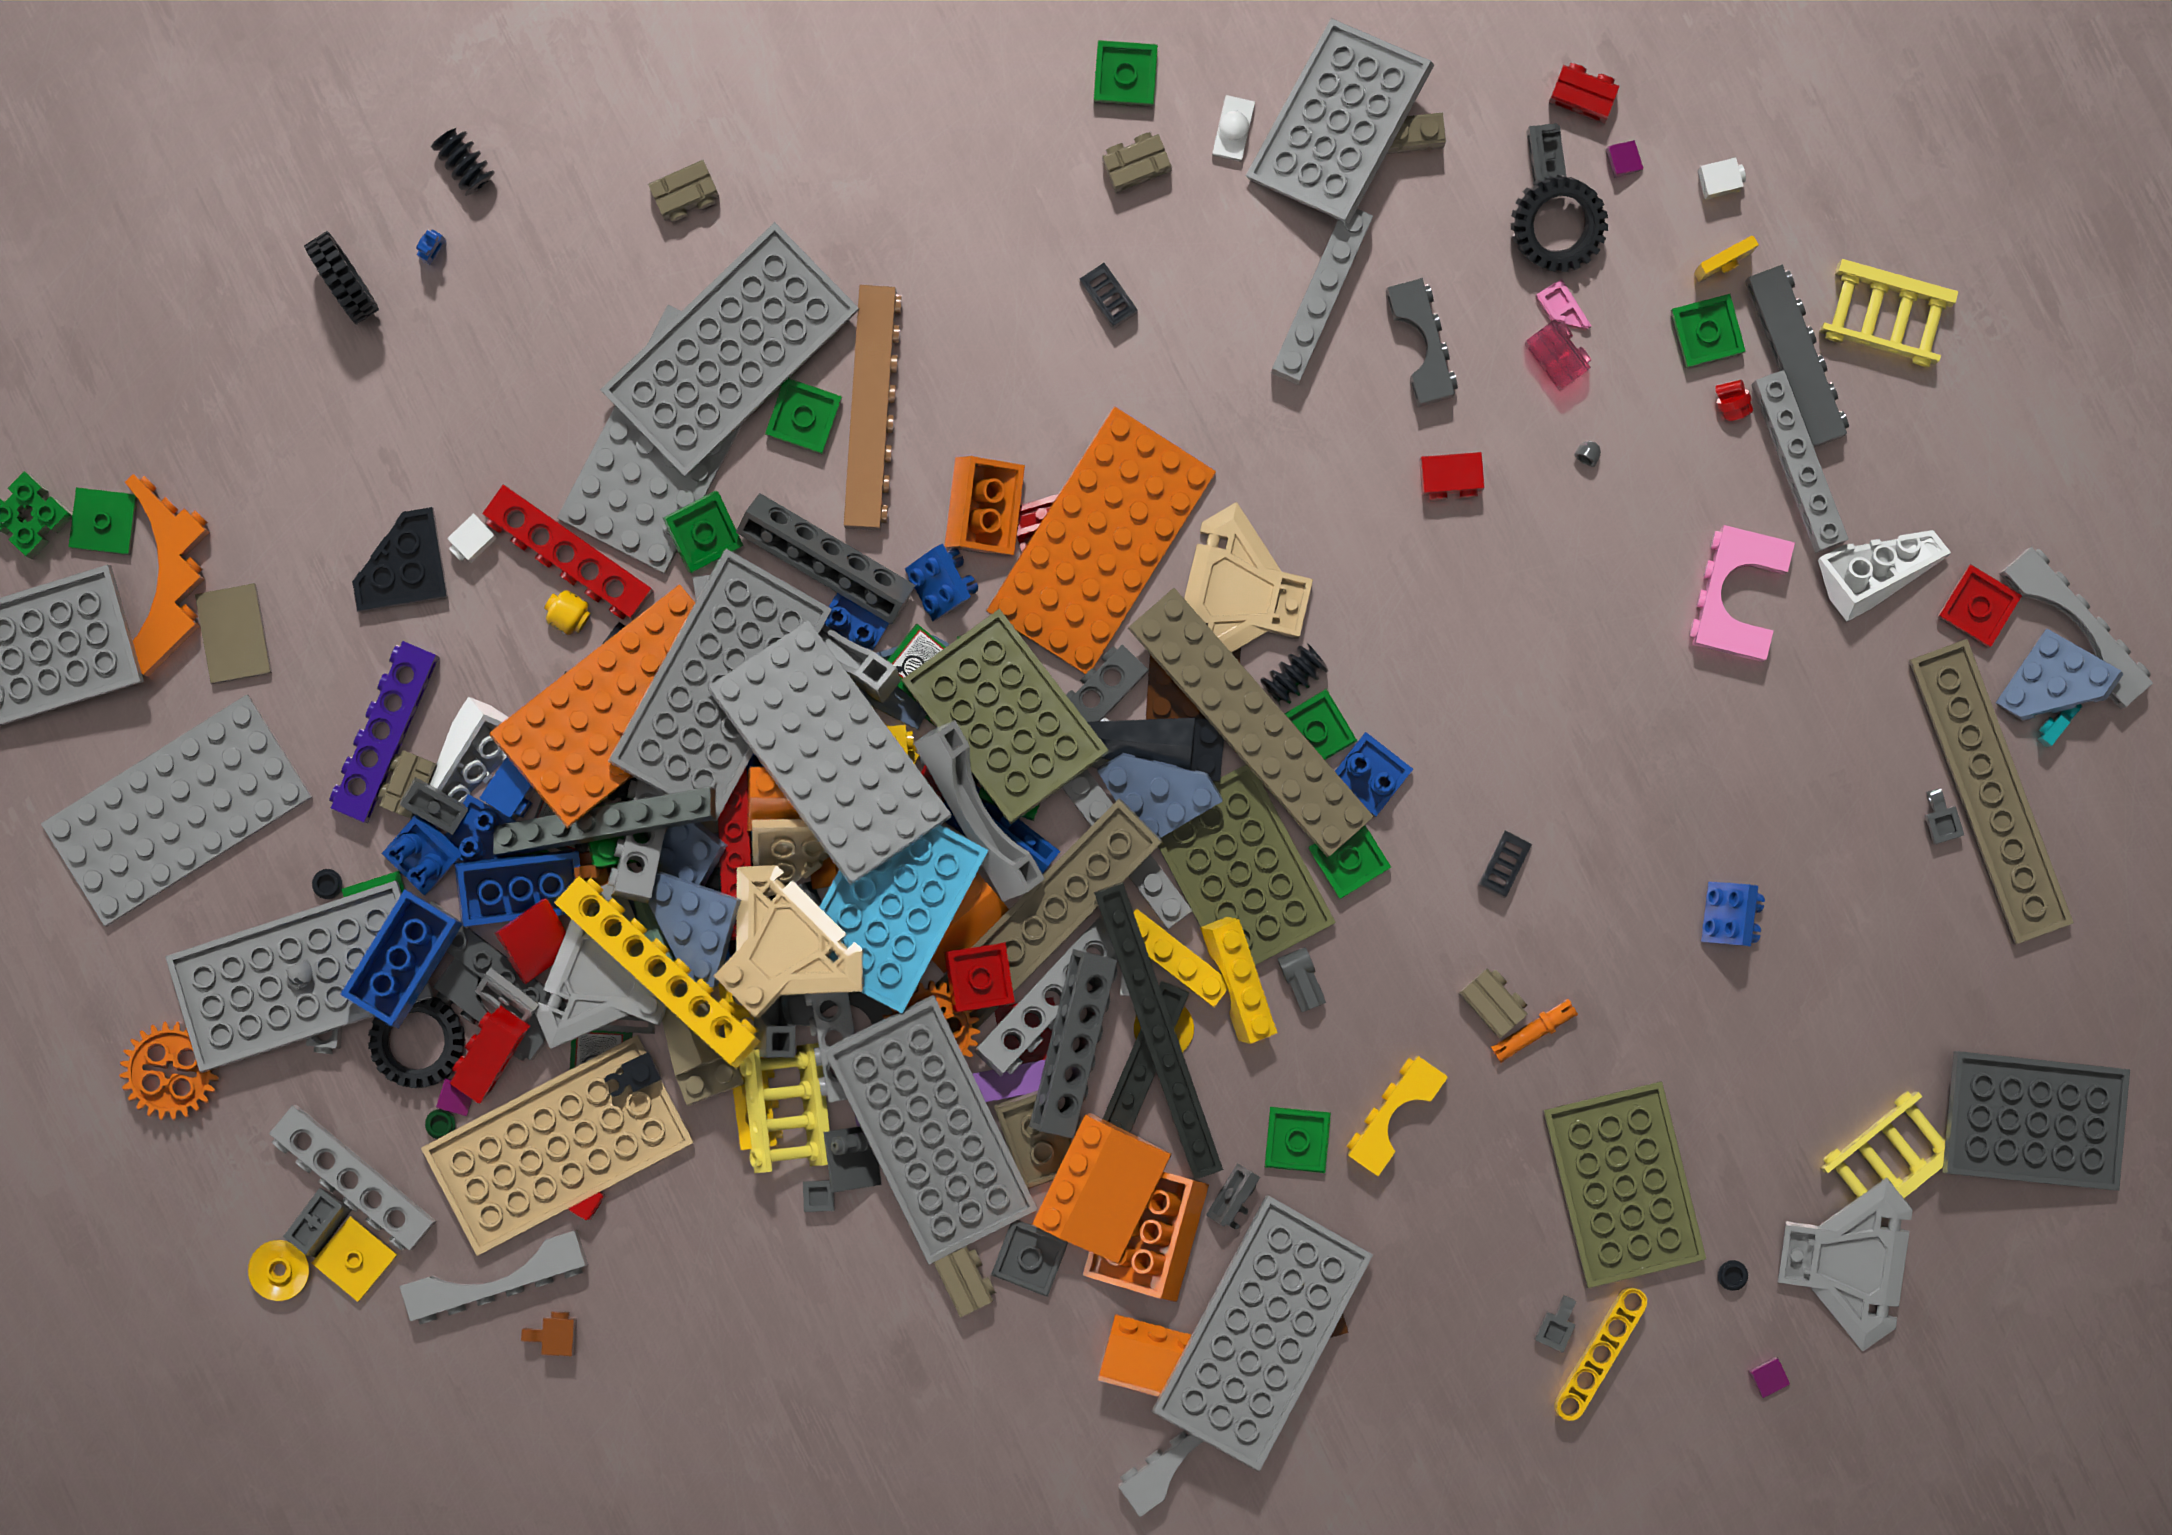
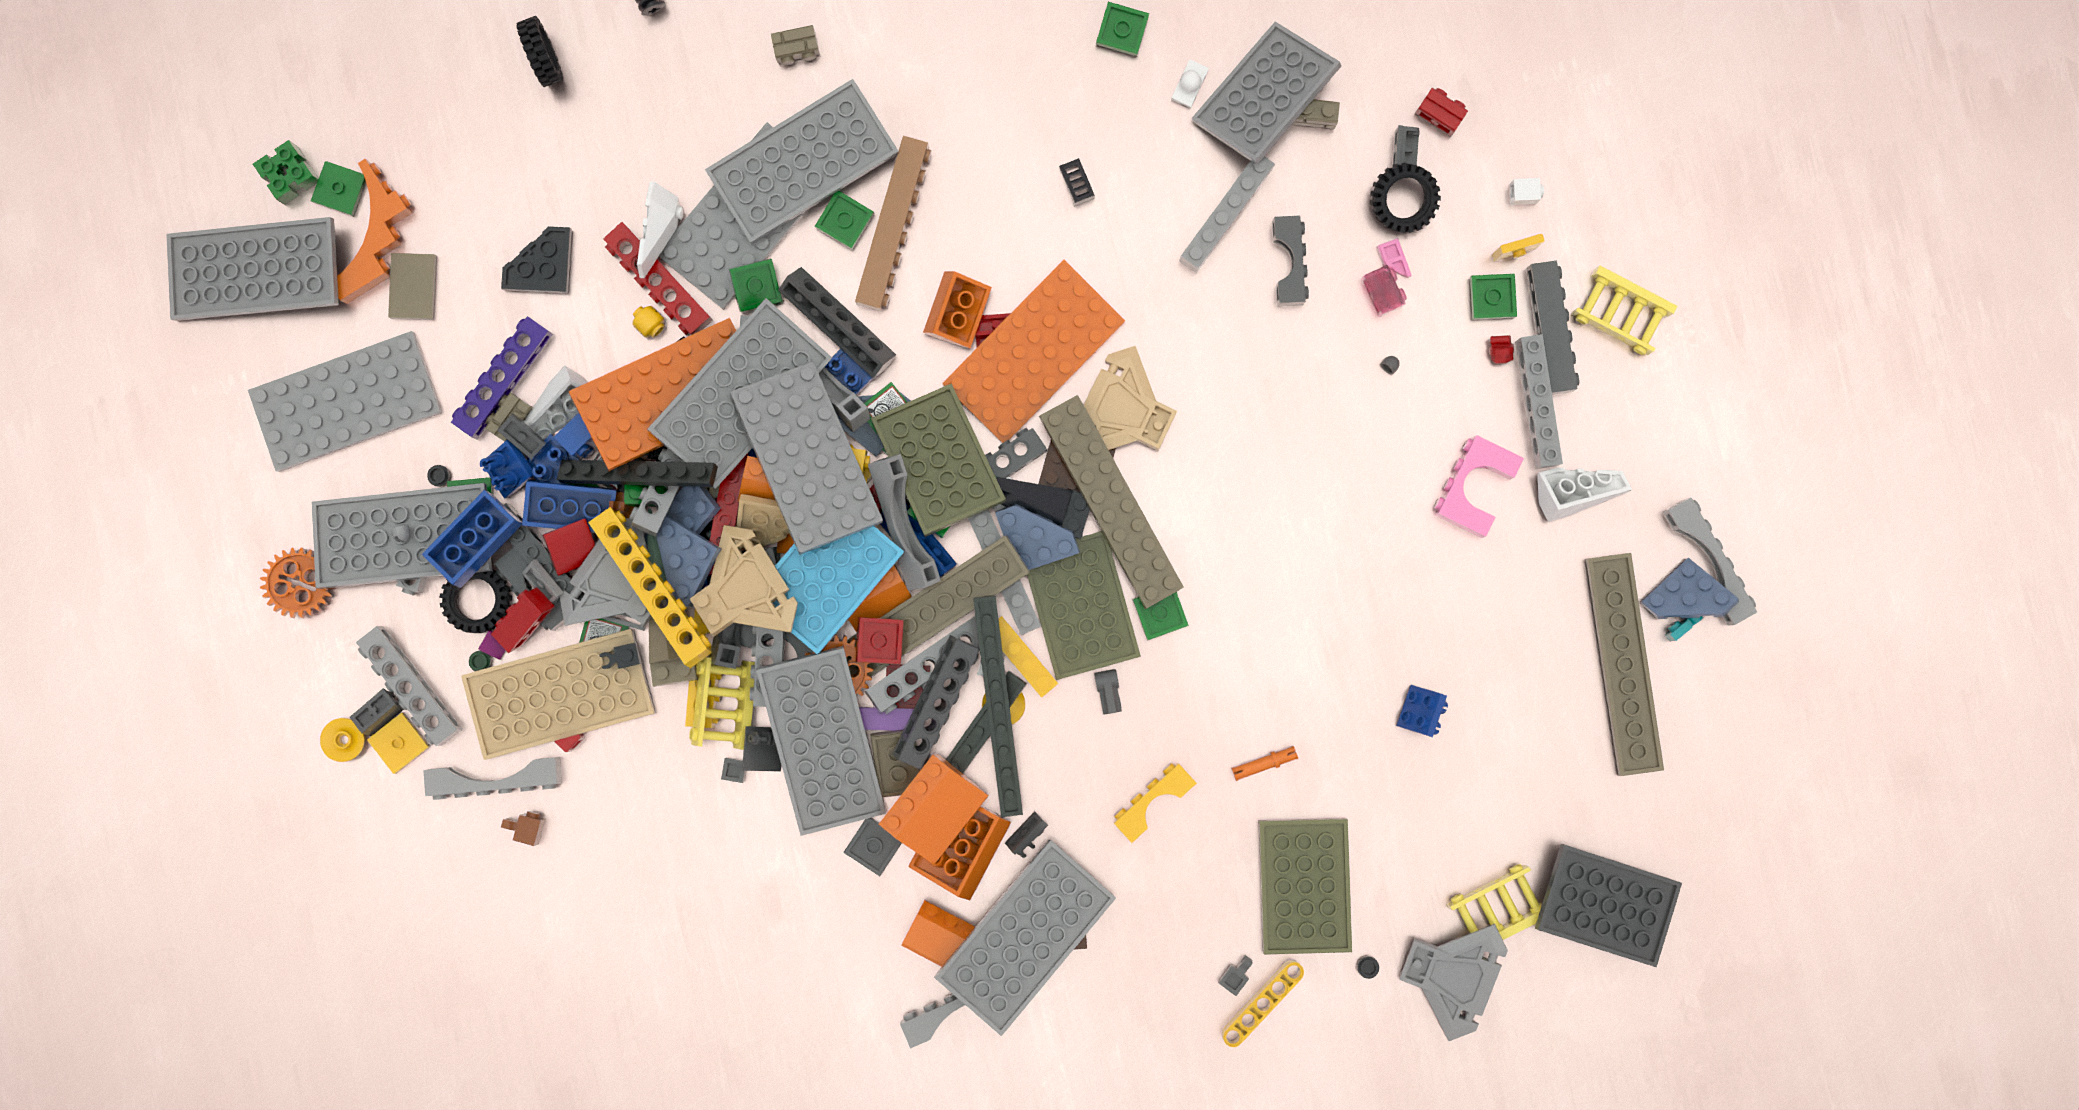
camera: 15 degrees right, 0 degrees up
(429, 246) = (609, 44): blue plate -> none
(471, 539) = (592, 255): white brick -> none
(558, 473) = (659, 226): none -> white wedge
(939, 581) = (913, 355): blue plate -> none
(964, 1281) = (823, 853): dark tan brick -> none
(1136, 162) = (1116, 92): dark tan brick -> none
(1249, 1006) = (1062, 663): yellow arch -> none
(1294, 674) = (1149, 475): black piece -> none
(1297, 1139) = (1080, 804): green tile -> none
(1322, 724) = (1161, 515): green plate -> none
(1373, 773) = (1190, 556): blue plate -> none
(1452, 474) = (1291, 358): red brick -> none
(1493, 886) = (1258, 655): black slope -> none
(1493, 1002) = (1240, 737): dark tan brick -> none
(1624, 158) = (1459, 163): magenta slope -> none
(1769, 1377) = (1379, 1045): magenta slope -> none
(1944, 821) = (1586, 679): dark grey plate -> none
(1979, 605) = (1644, 531): red plate -> none

